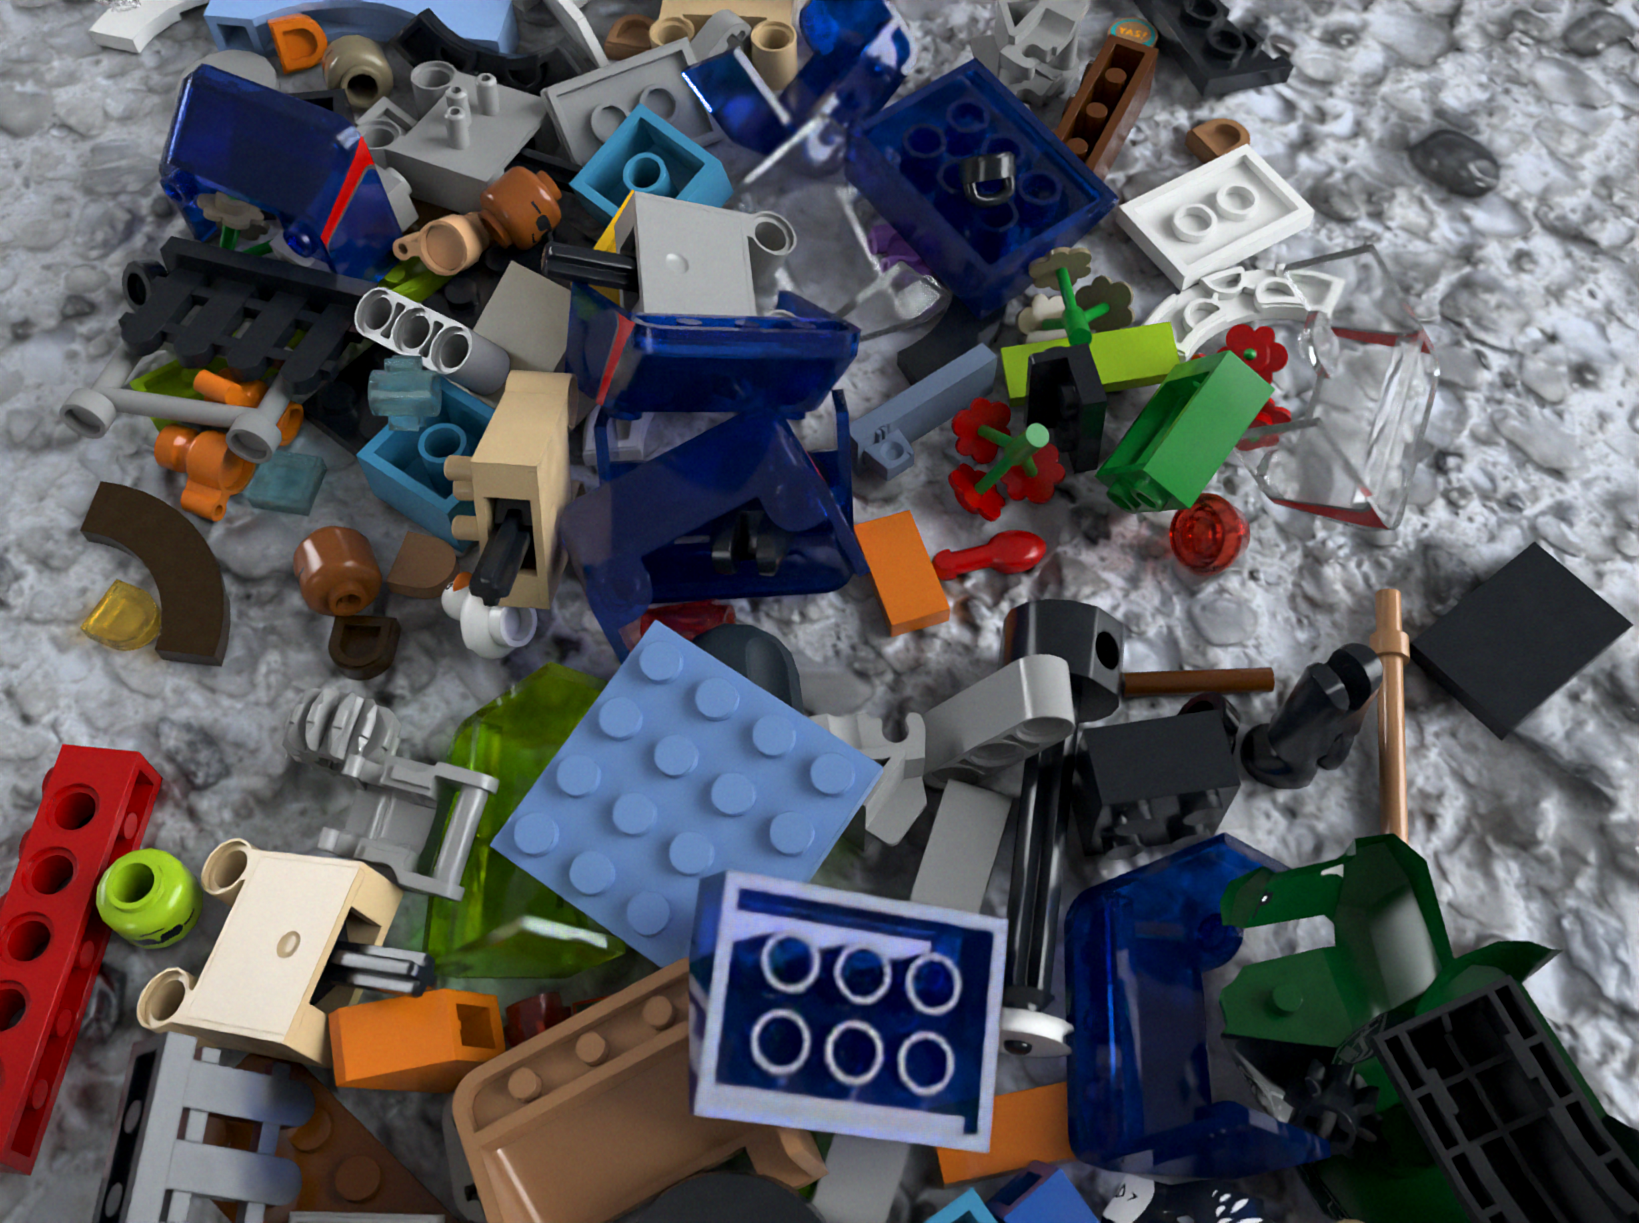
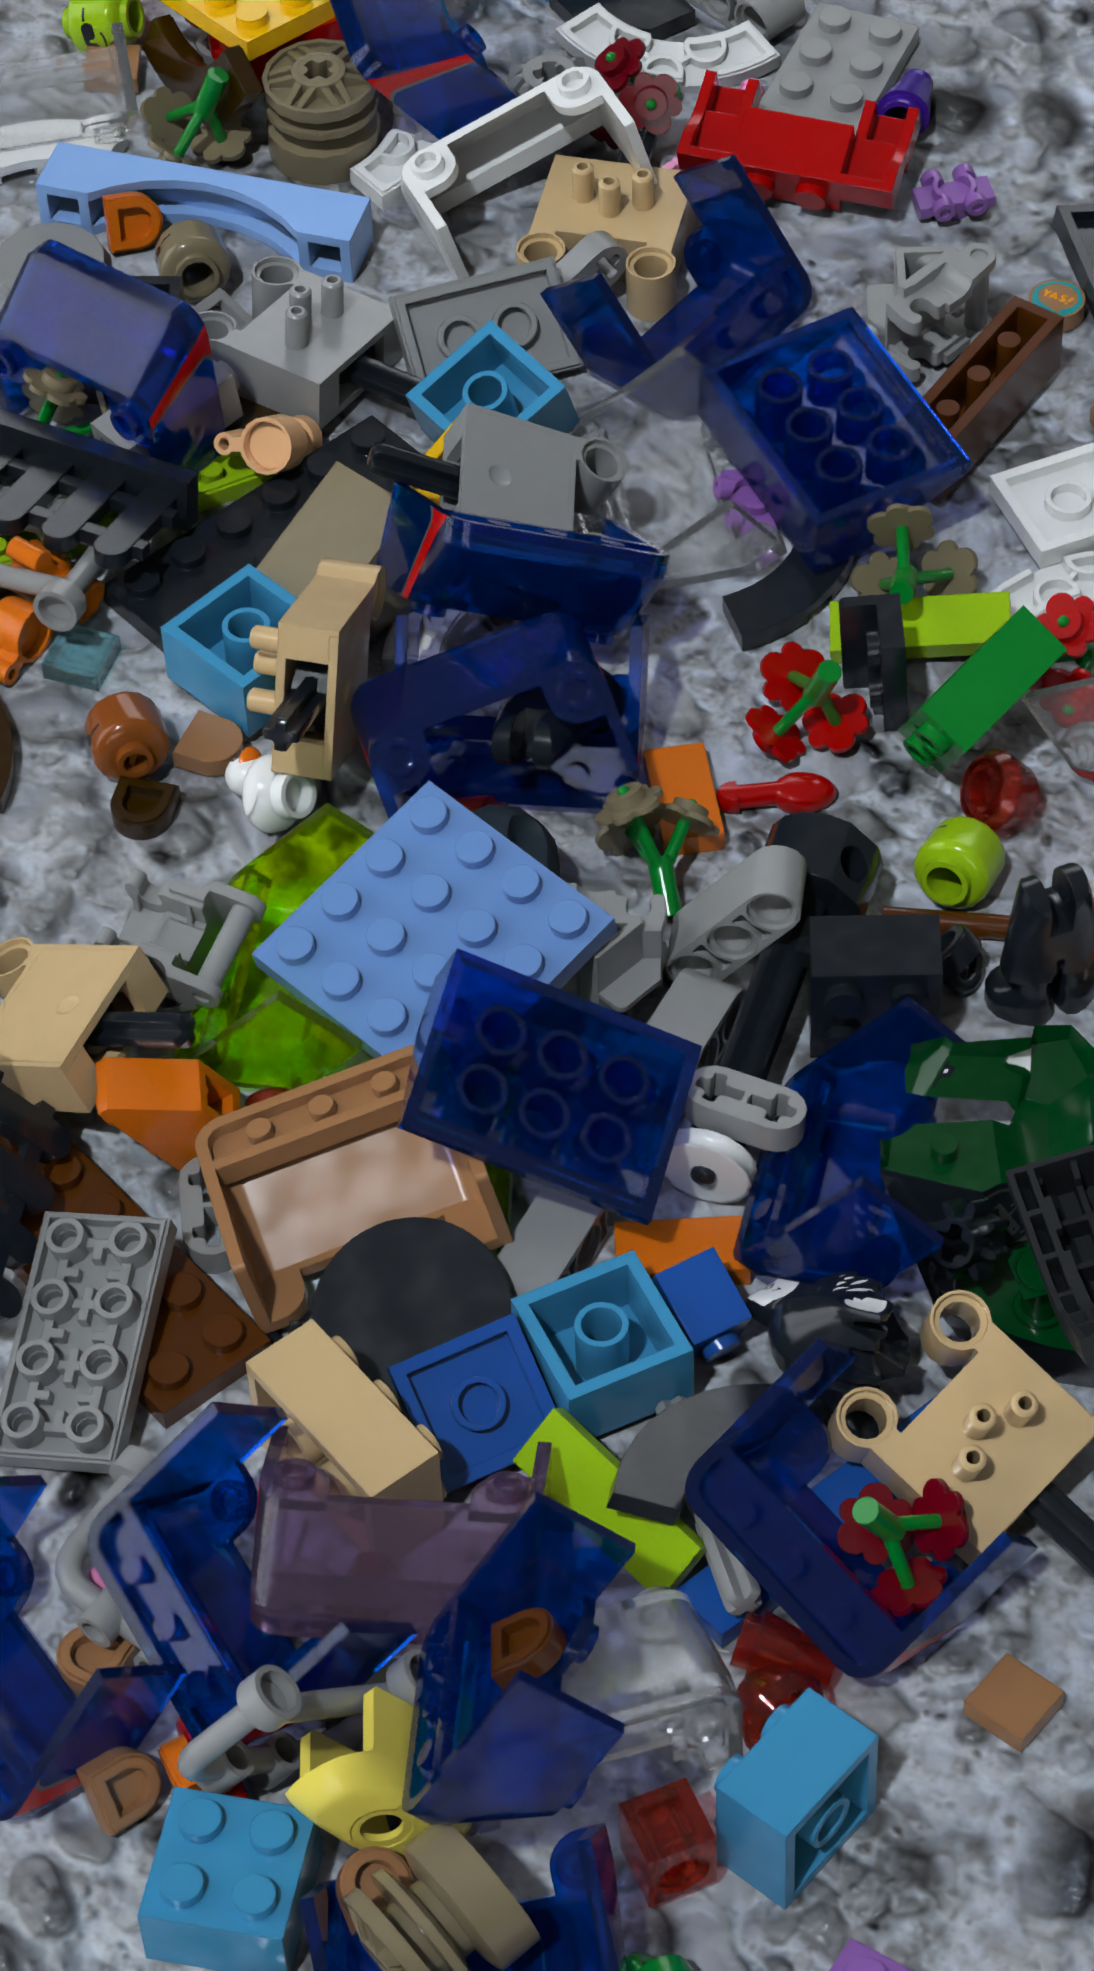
camera: 10 degrees right, 10 degrees down
(334, 724) = (106, 858): light grey gear -> none
(405, 393) = (217, 572): clear light blue gear -> none
(431, 40) = (278, 233): black tile -> none
(441, 341) = (246, 530): light grey beam -> none
(520, 208) = (351, 414): dark orange head -> none
(628, 37) = (493, 249): medium nougat tile -> none
(862, 613) = (630, 822): none -> dark tan plant
(885, 434) = (694, 668): sand blue hinge -> none
(987, 168) = (833, 417): black tile -> none
(1059, 971) = (746, 1108): none -> light grey beam
(1190, 617) = (959, 862): none -> lime head

